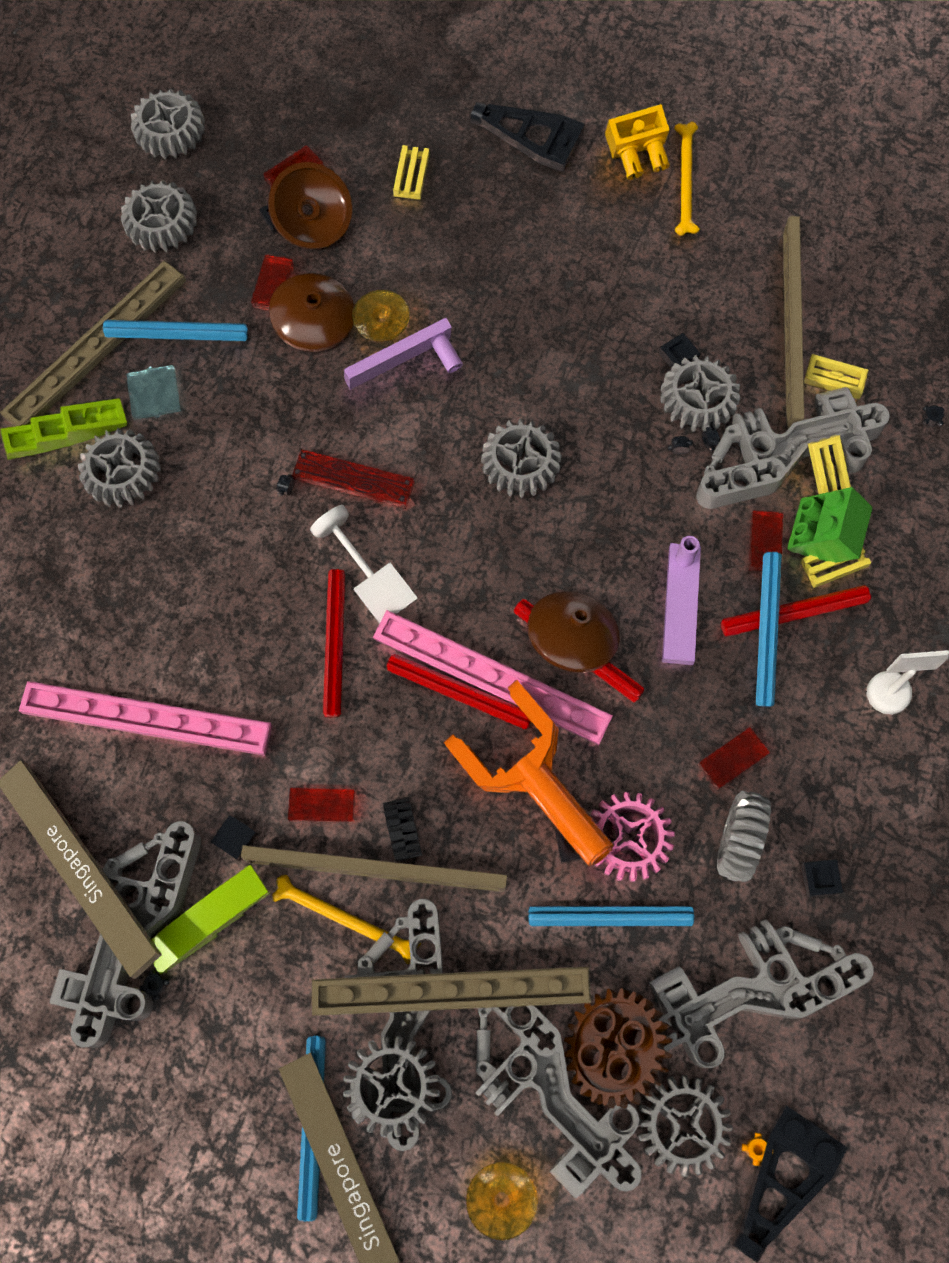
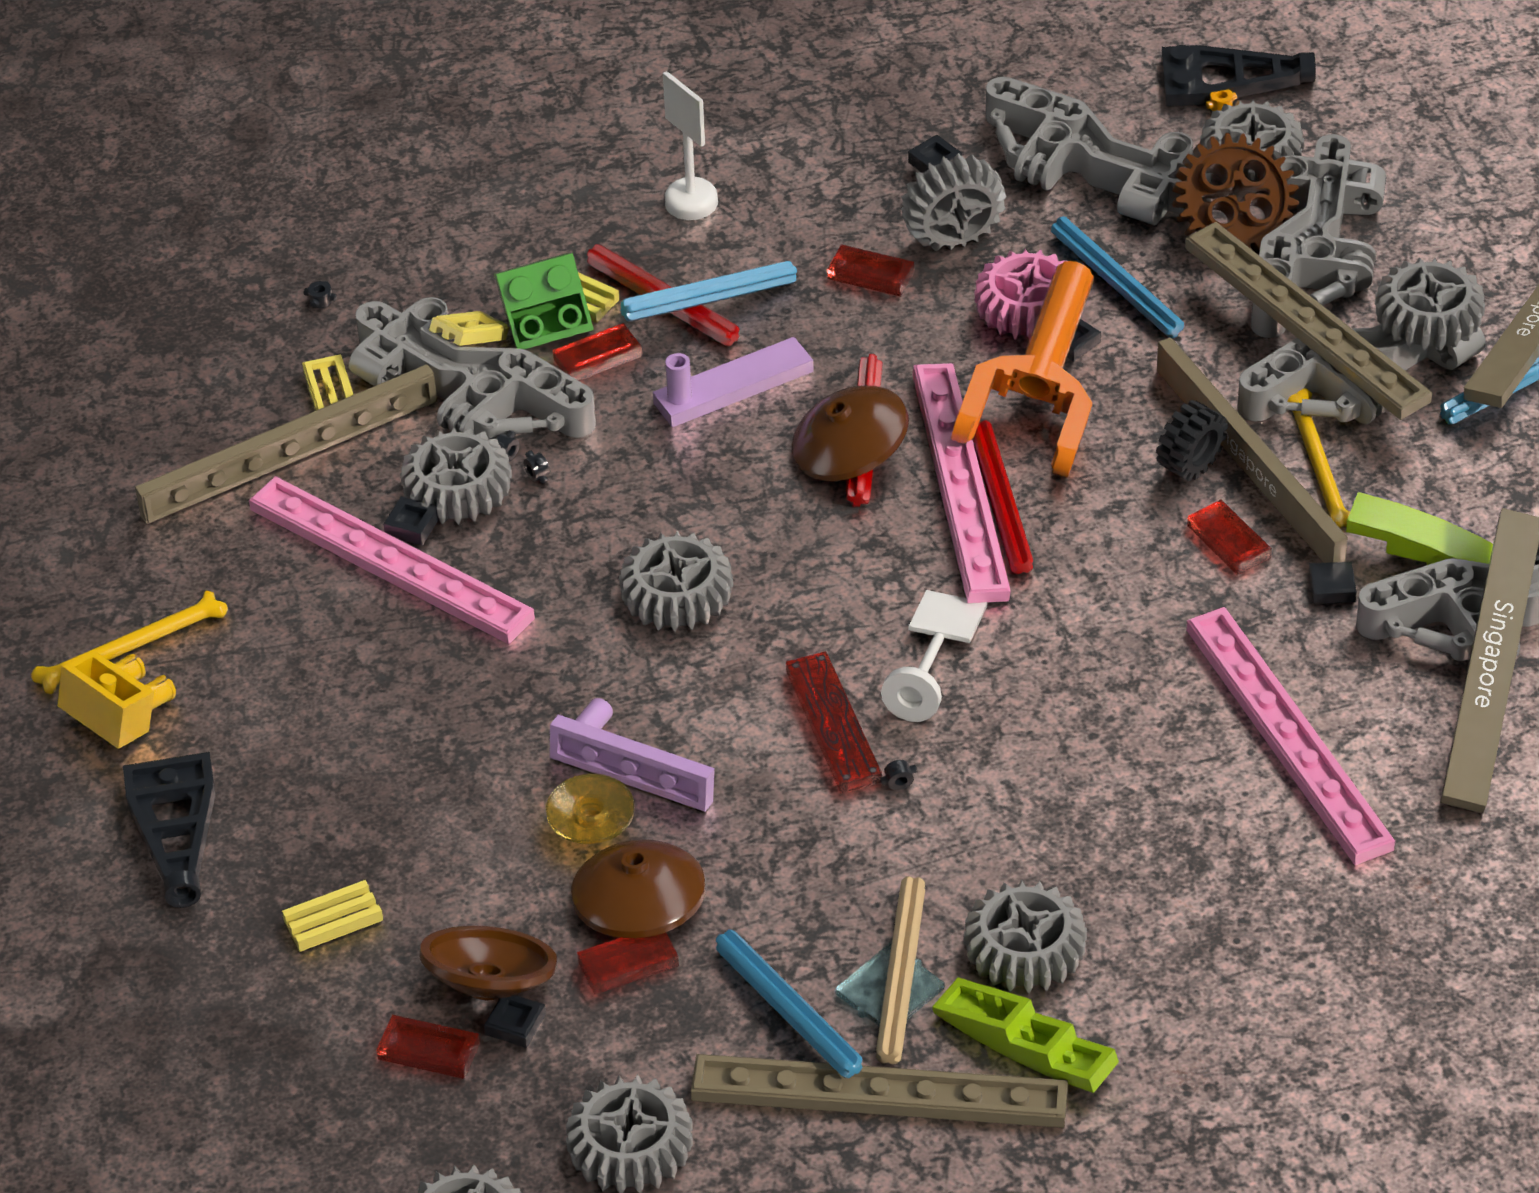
camera: 125 degrees left, 25 degrees down
(152, 396) = (900, 970): none -> tan axle
(334, 643) = (1045, 624): red axle -> none
(504, 1221) = (1440, 218): clear yellow dish -> none
(657, 331) = (392, 560): none -> bright pink tile

